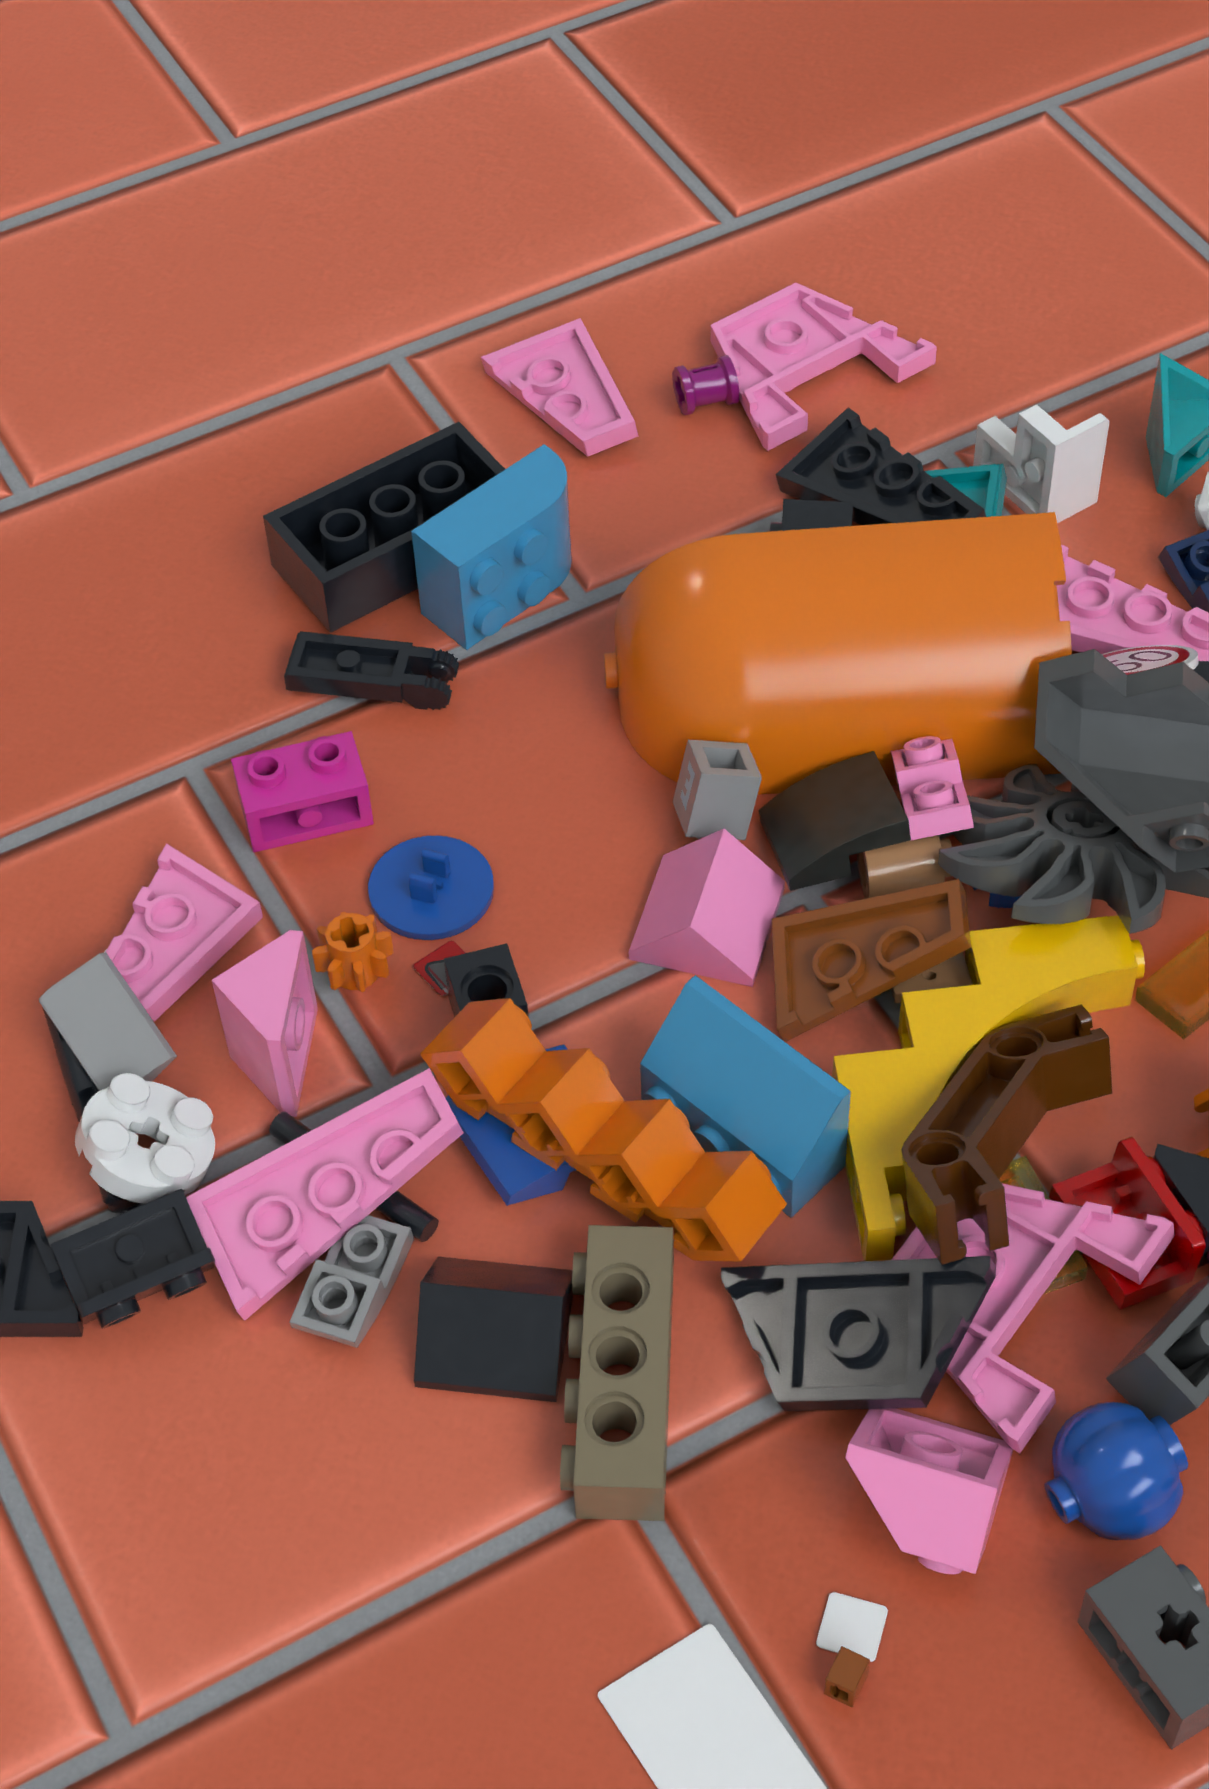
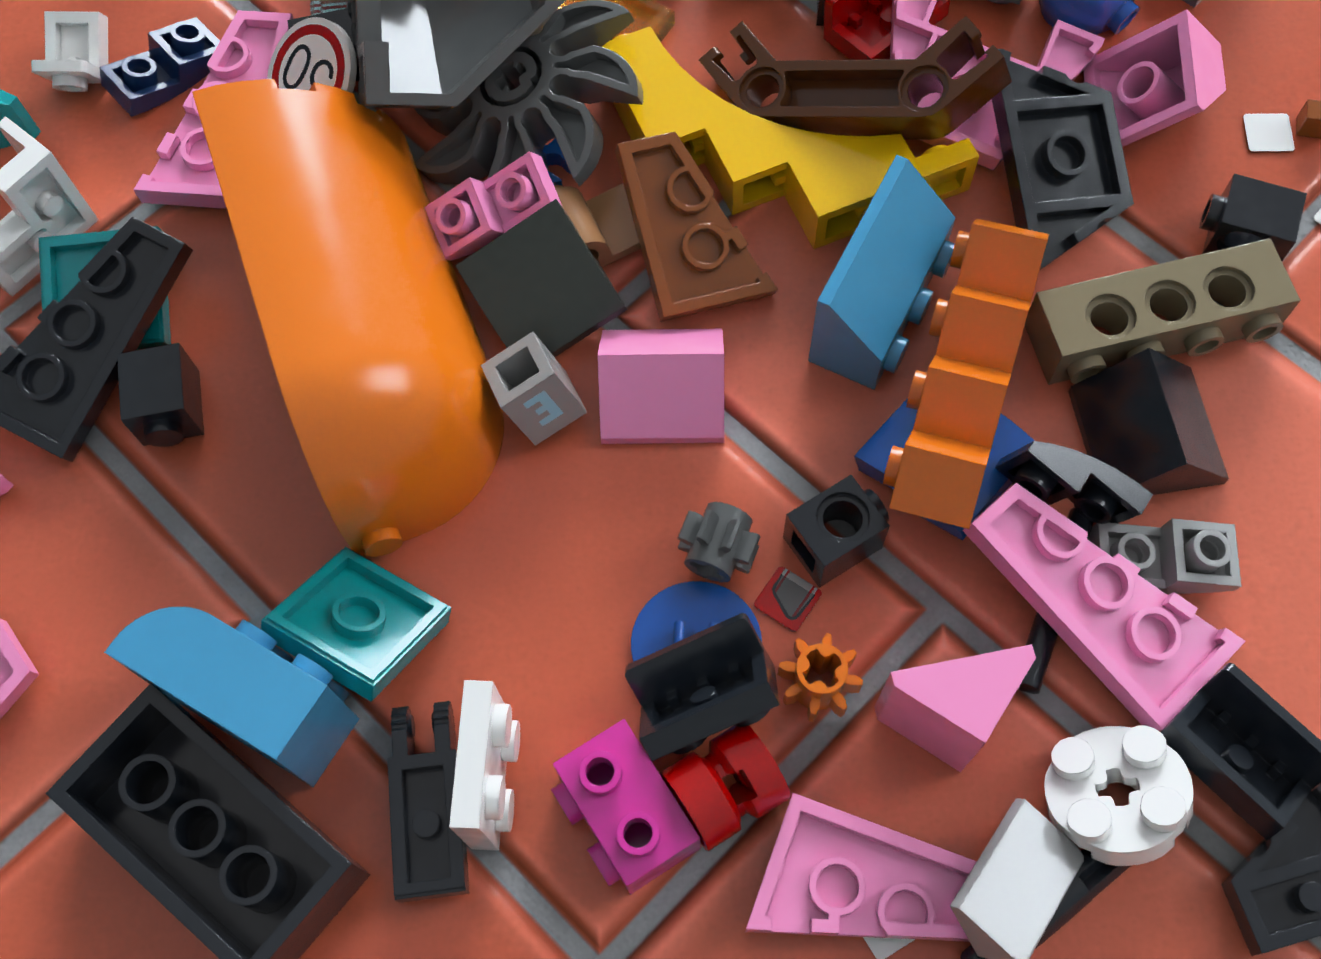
camera: 105 degrees left, 15 degrees up
(286, 854) = (704, 796): none -> red wheel
(366, 853) = (702, 687): none -> black bracket
(368, 685) = (485, 744): none -> white plate
(466, 1173) = (1060, 472): none -> black slope
(511, 904) = (718, 542): none -> dark grey gear
(537, 639) = (357, 622): none -> teal plate
(707, 1514) = (1251, 213): none -> black brick

